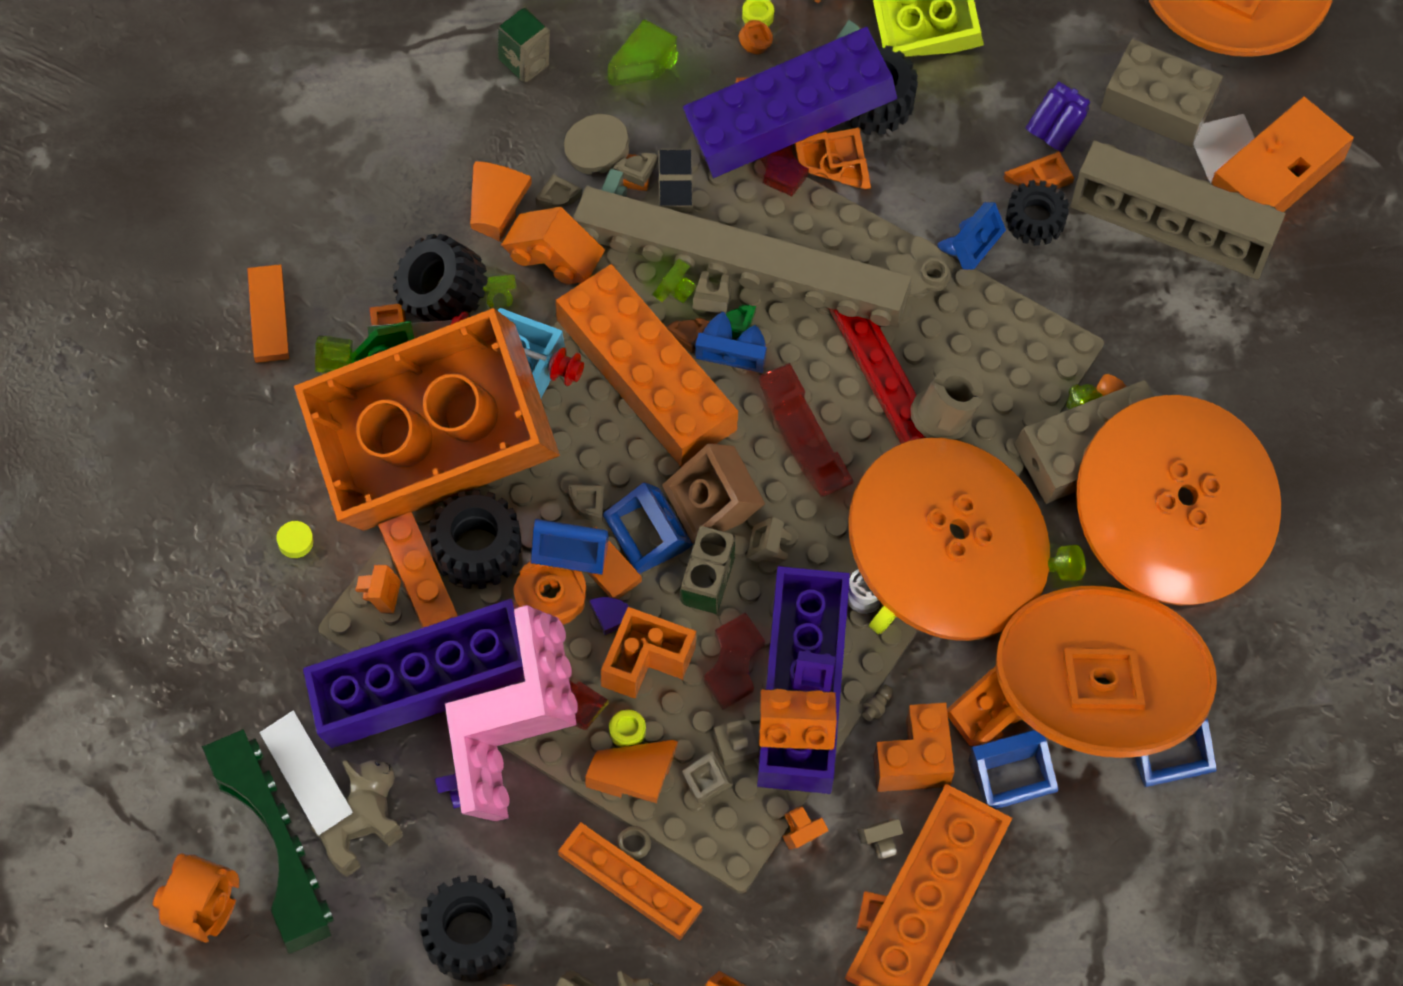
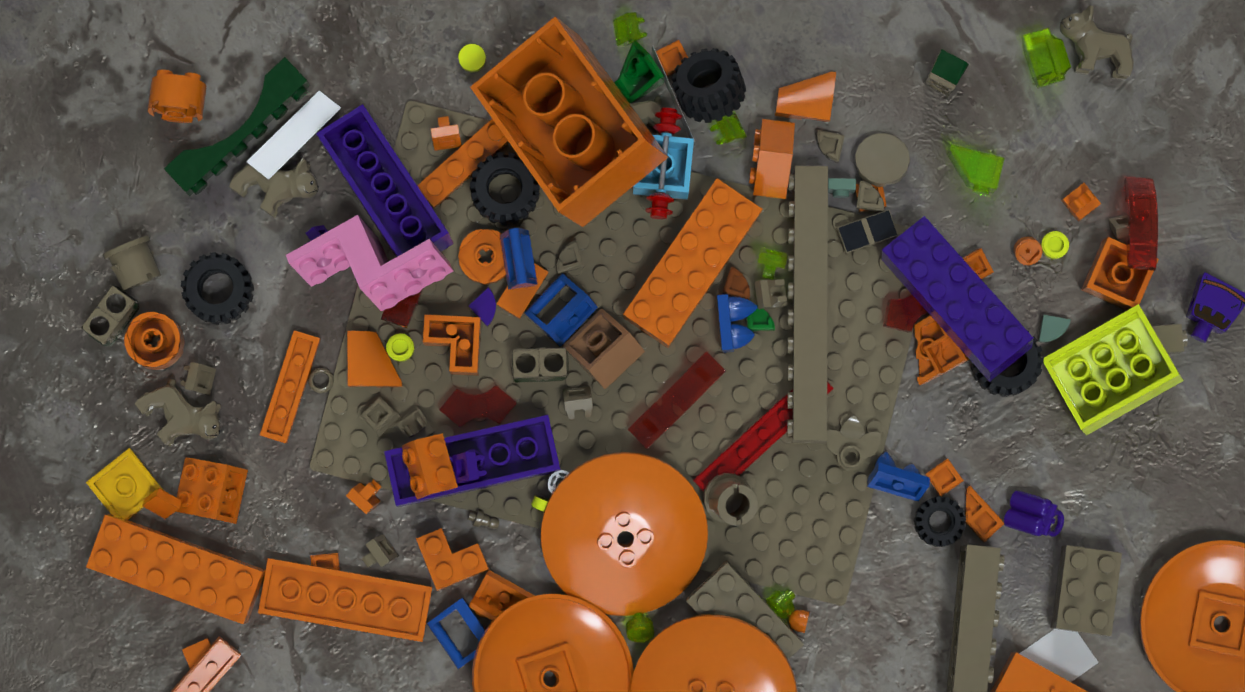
camera: 70 degrees right, 20 degrees up
(986, 191) = (944, 477): none -> orange tile

